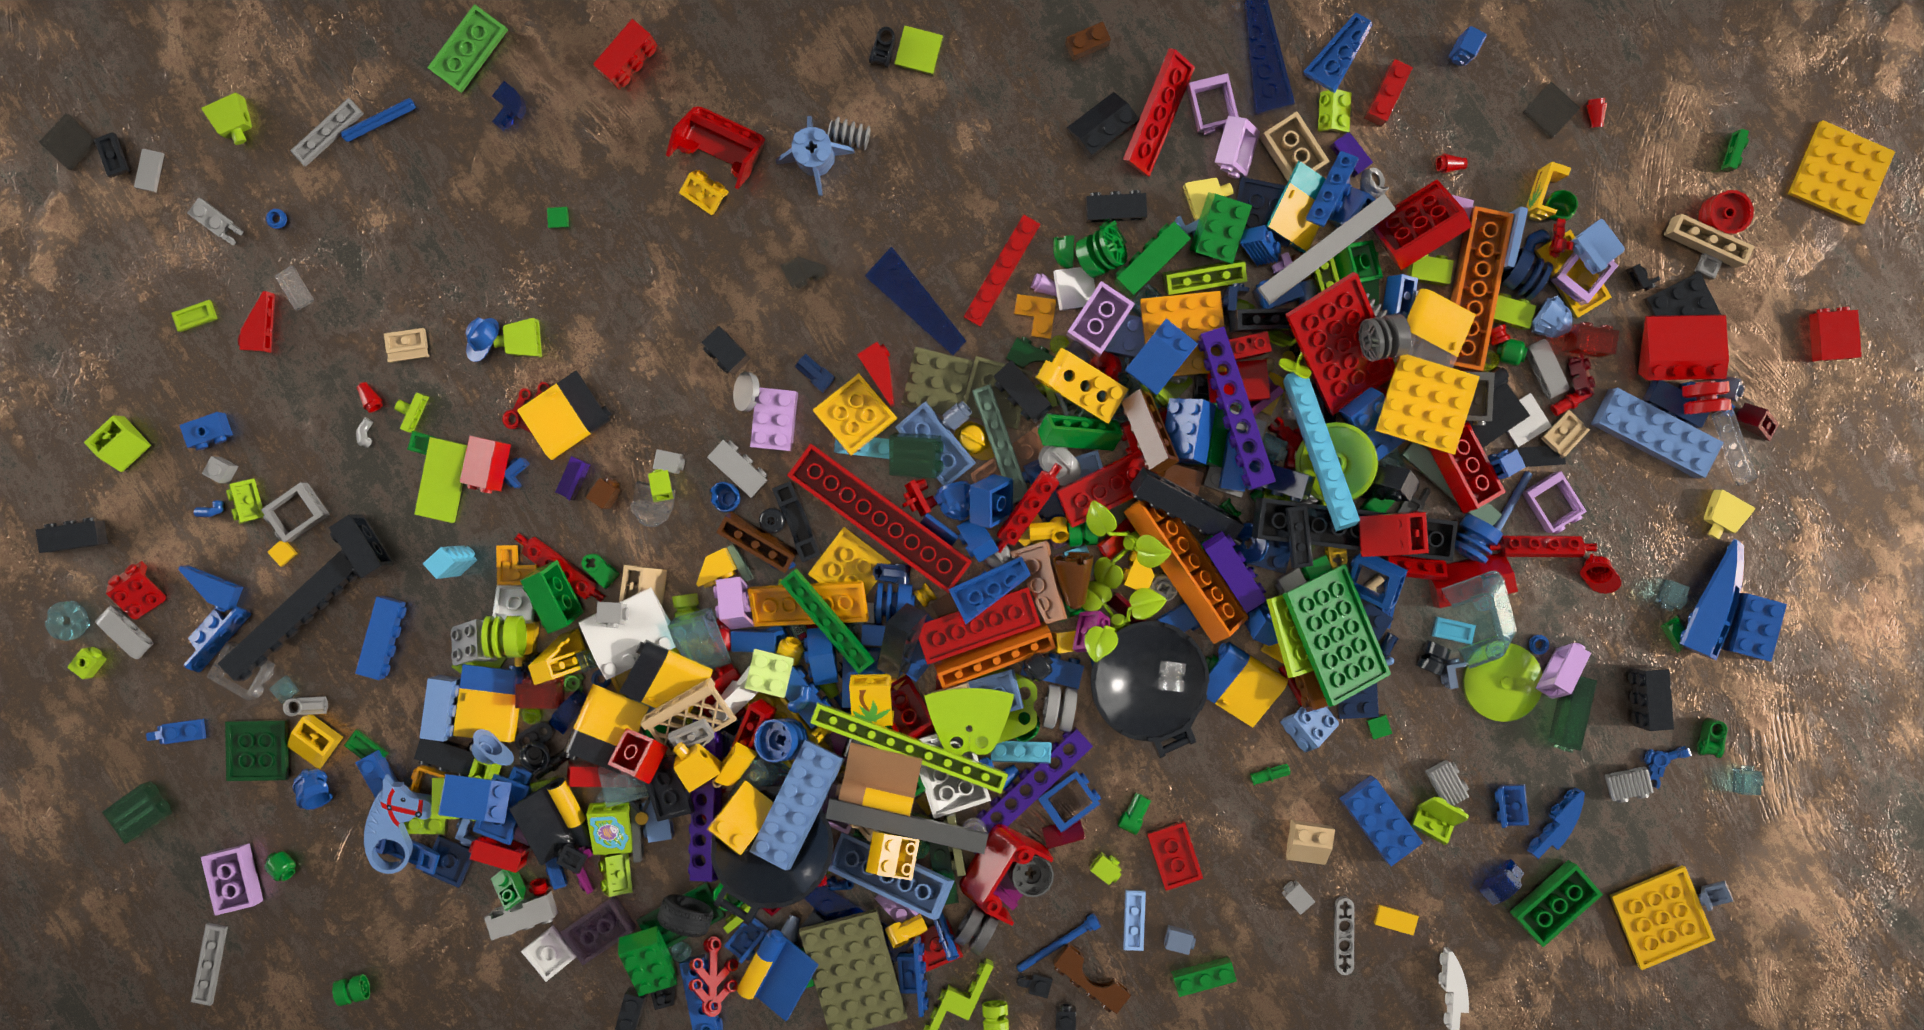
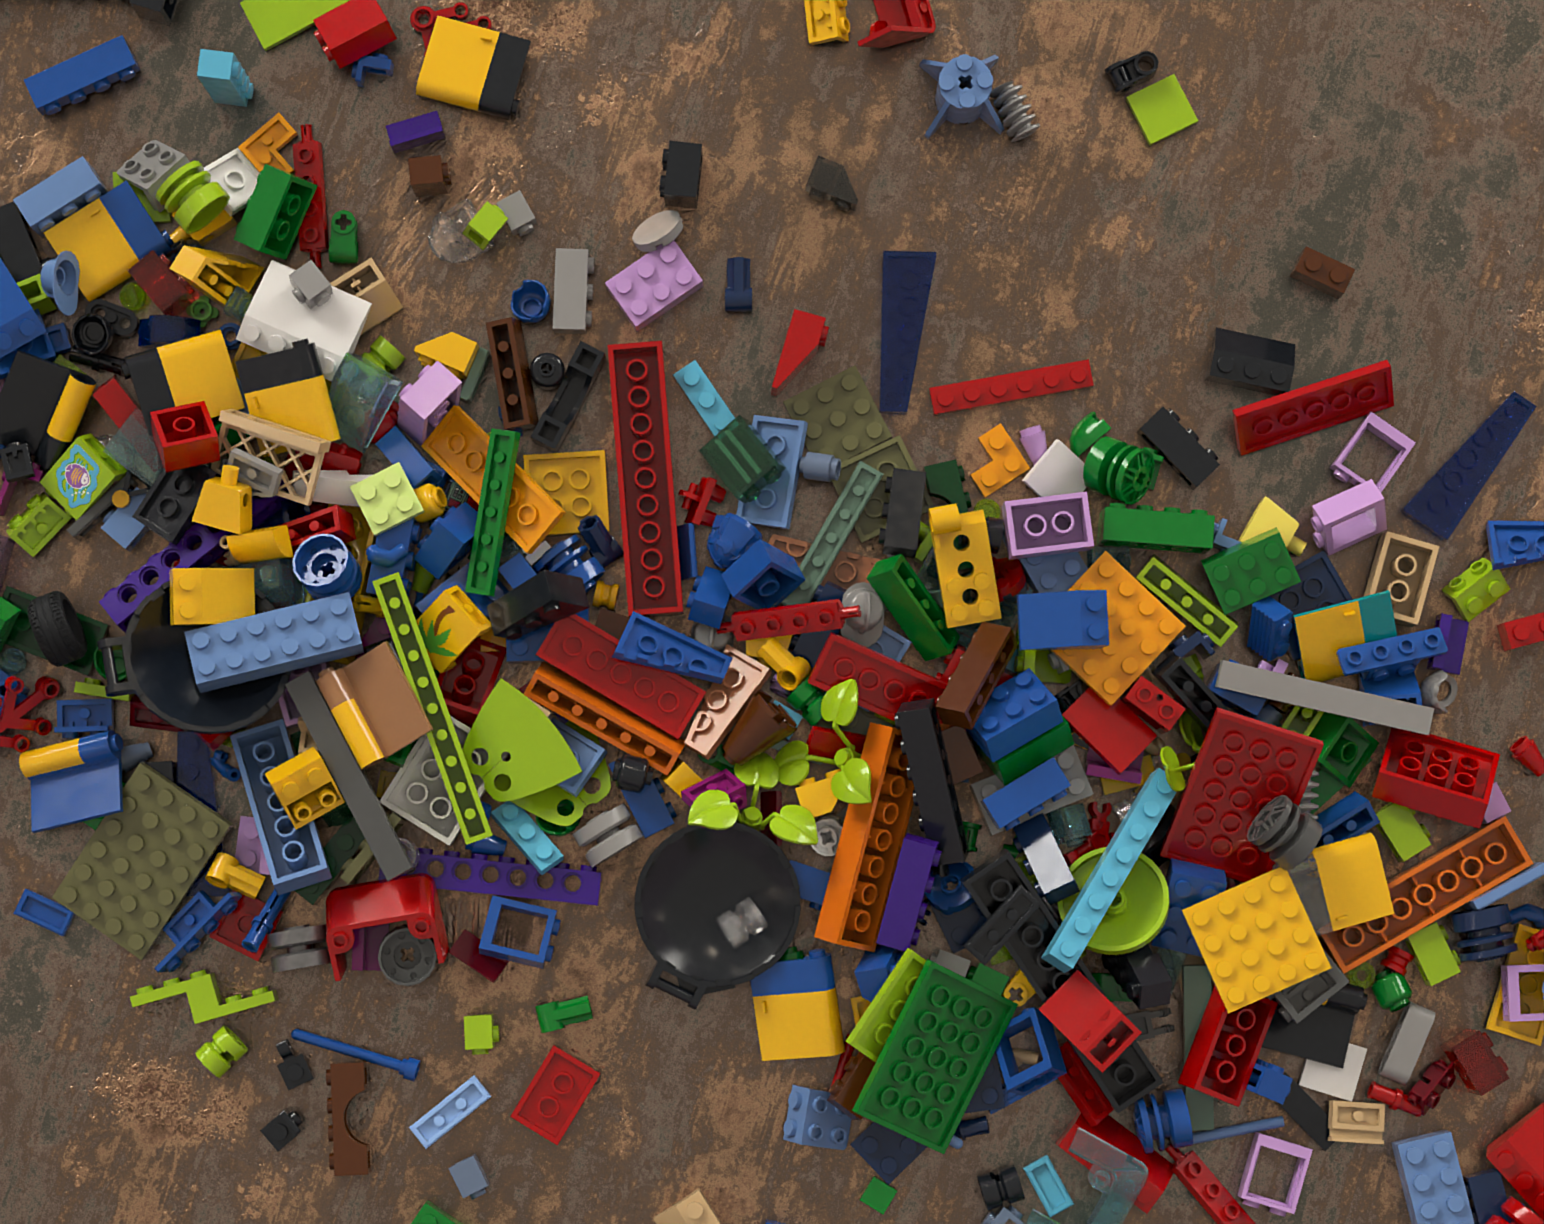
camera: 40 degrees right, 5 degrees down
(854, 414) = (731, 362): yellow plate -> none
(974, 440) = (811, 509): yellow piece -> none
(1219, 339) = (1133, 663): dark purple brick -> none
(1270, 774) = (728, 1122): green axle -> none
(1553, 319) = (1462, 1001): medium blue helmet -> none

